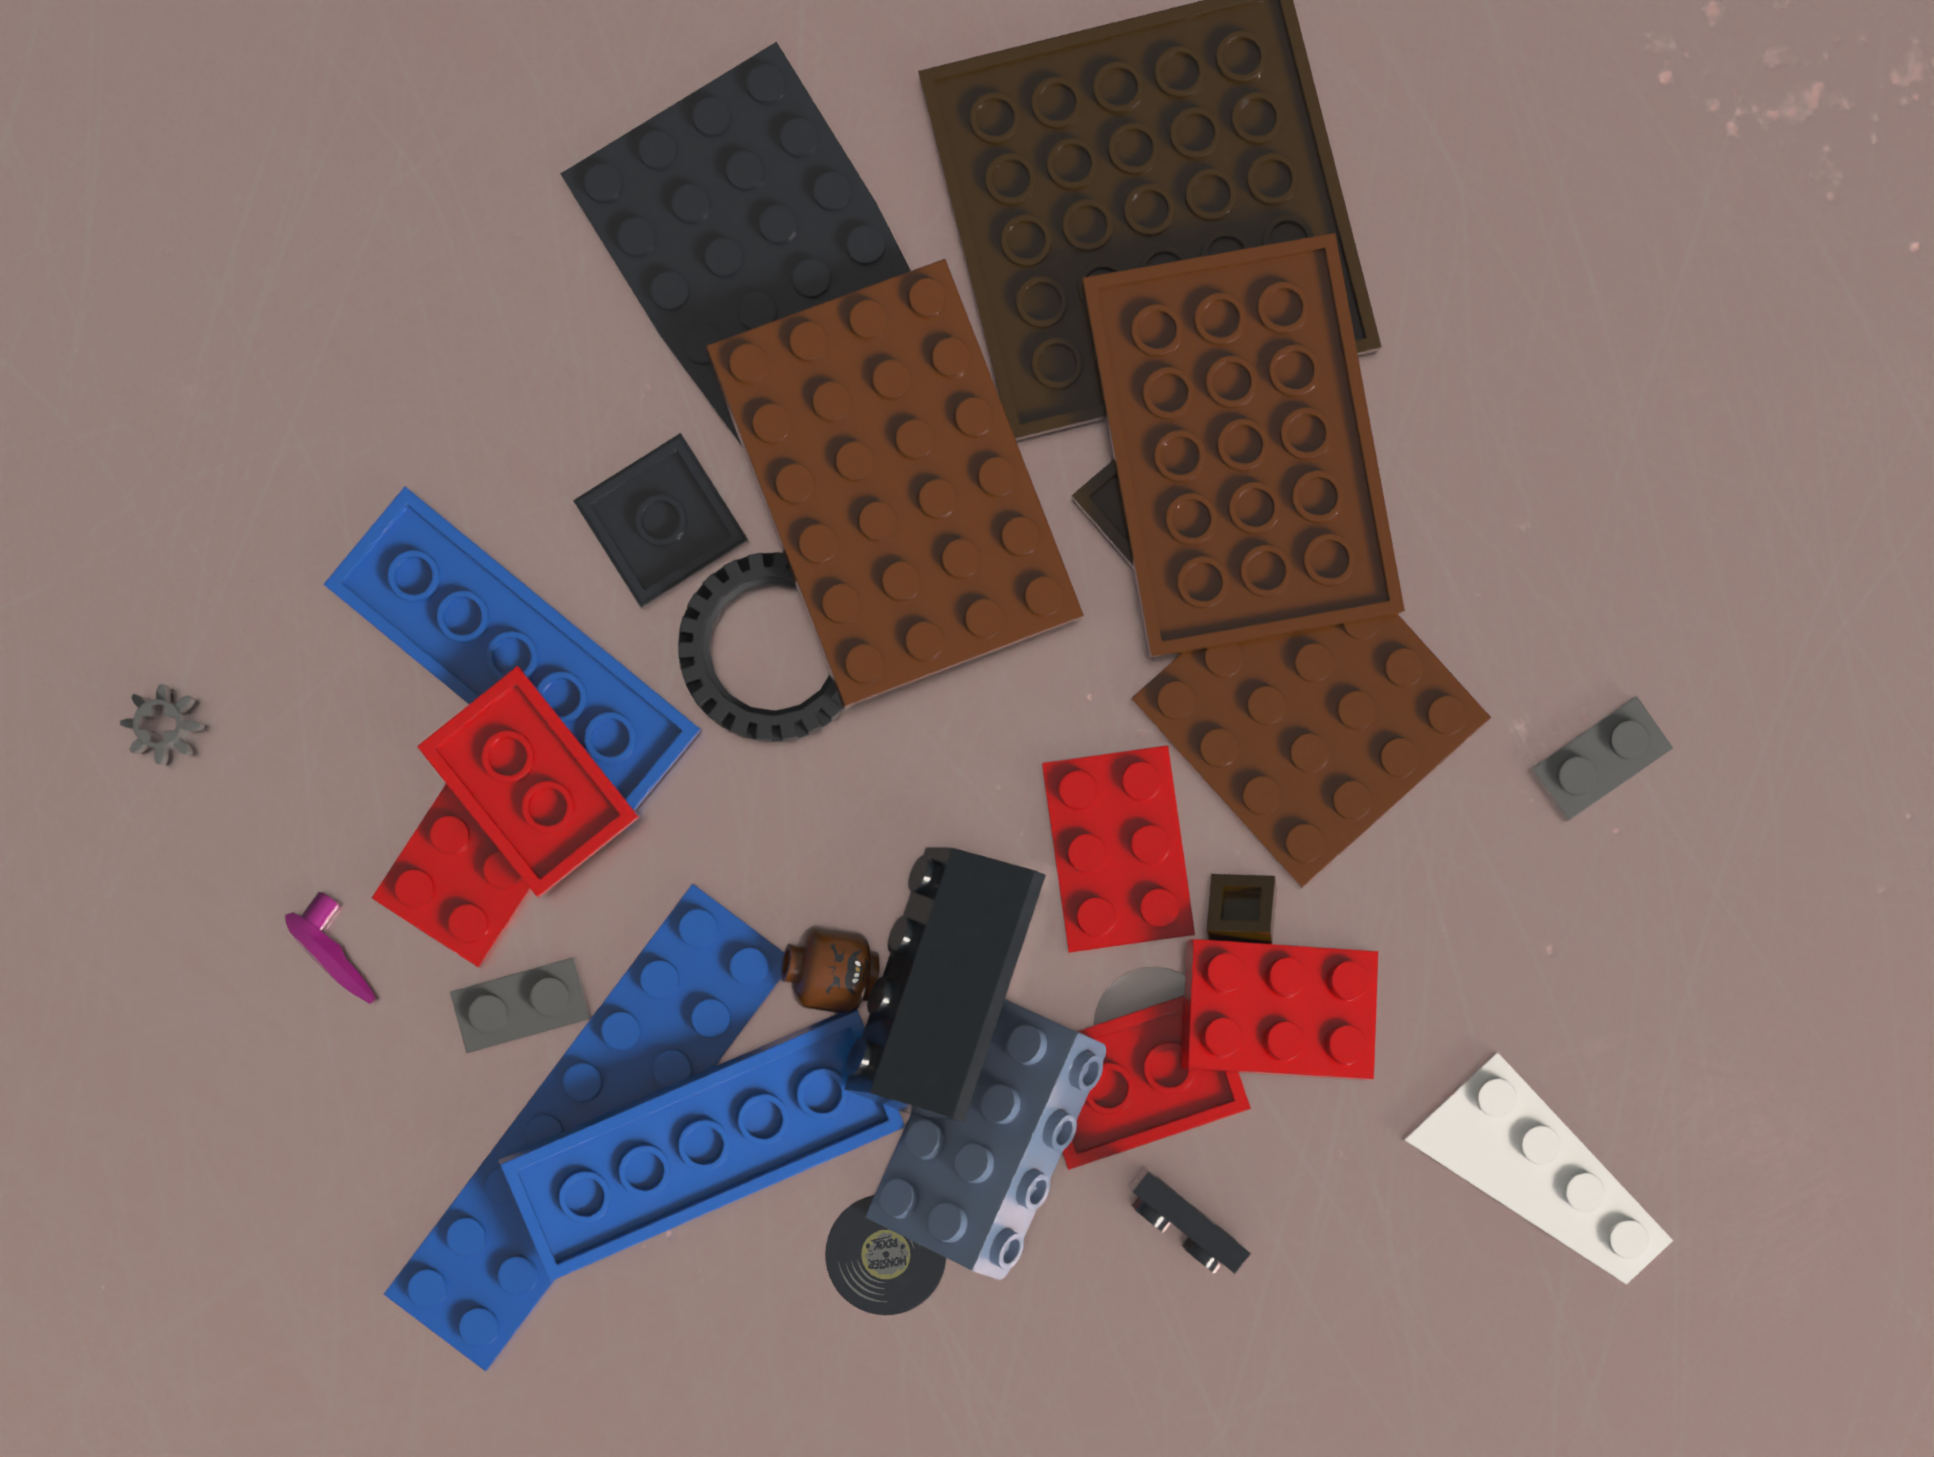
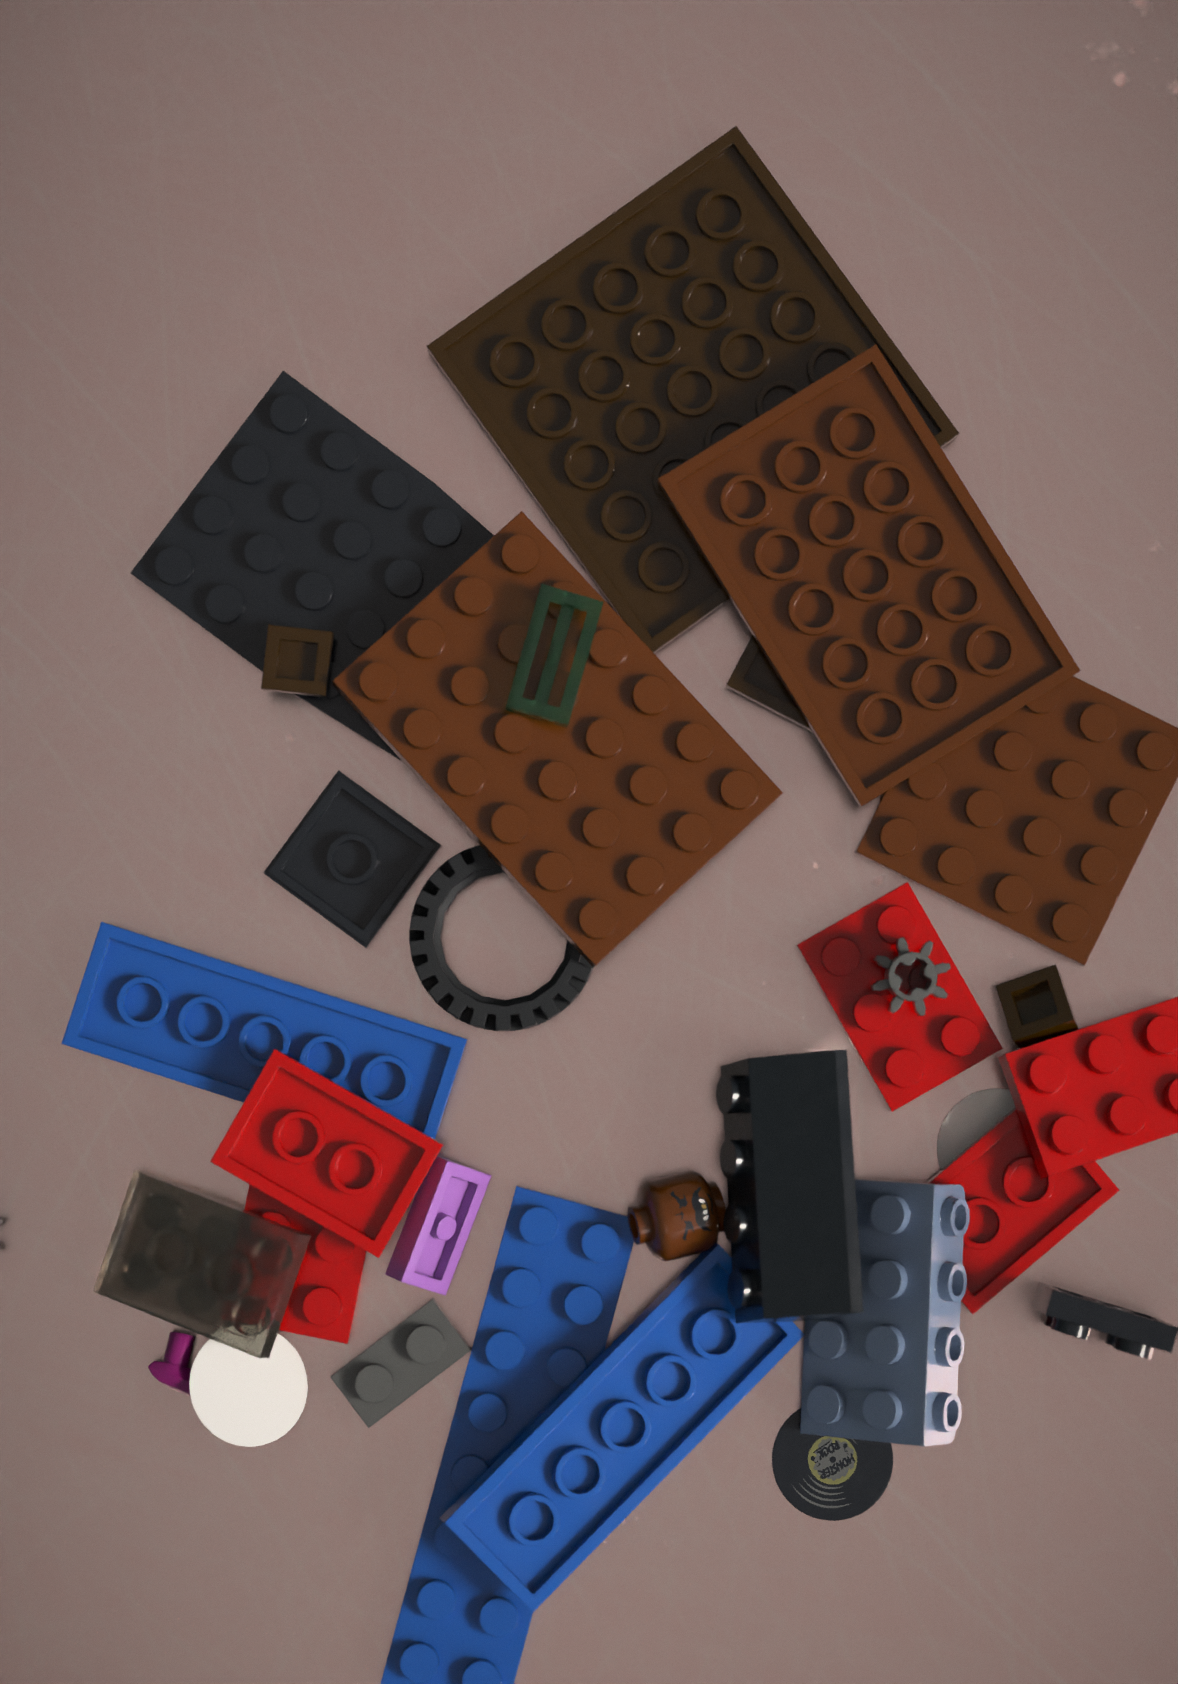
camera: 20 degrees left, 0 degrees up
(371, 969) = (246, 1396): none -> white sticker
(372, 839) = (201, 1264): none -> clear smoke plate
(605, 891) = (438, 1226): none -> medium lavender plate
(681, 315) = (297, 661): none -> dark brown plate
(887, 446) = (538, 707): none -> clear green tile
(1152, 835) = (893, 982): none -> dark grey gear

